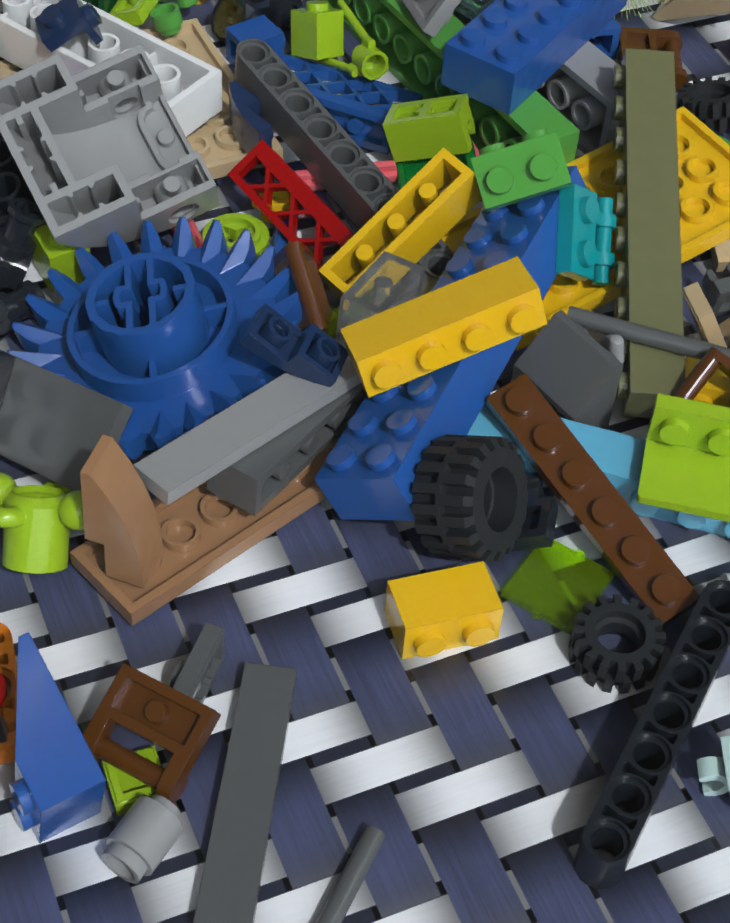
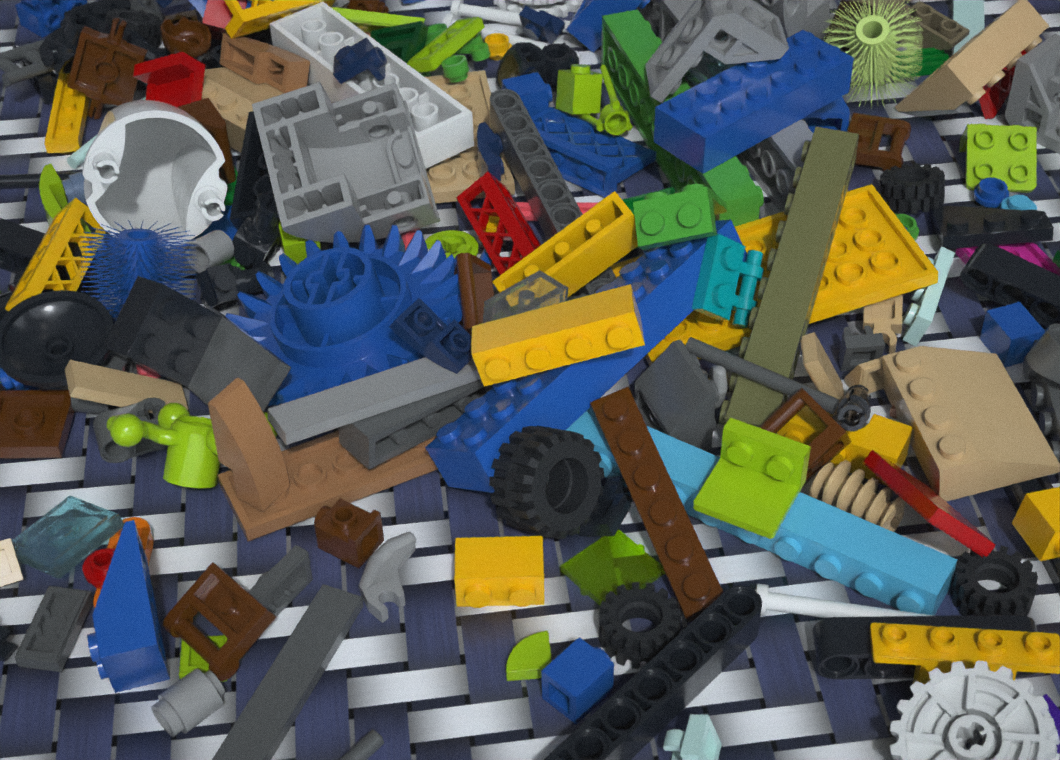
camera: 20 degrees right, 5 degrees down
(250, 594) = (348, 532): none -> reddish brown brick
(306, 641) = (381, 575): none -> light grey piece
(426, 126) = (638, 175): lime hinge -> none
(513, 705) = (529, 657): none -> lime tile
(577, 720) = (578, 680): none -> blue brick

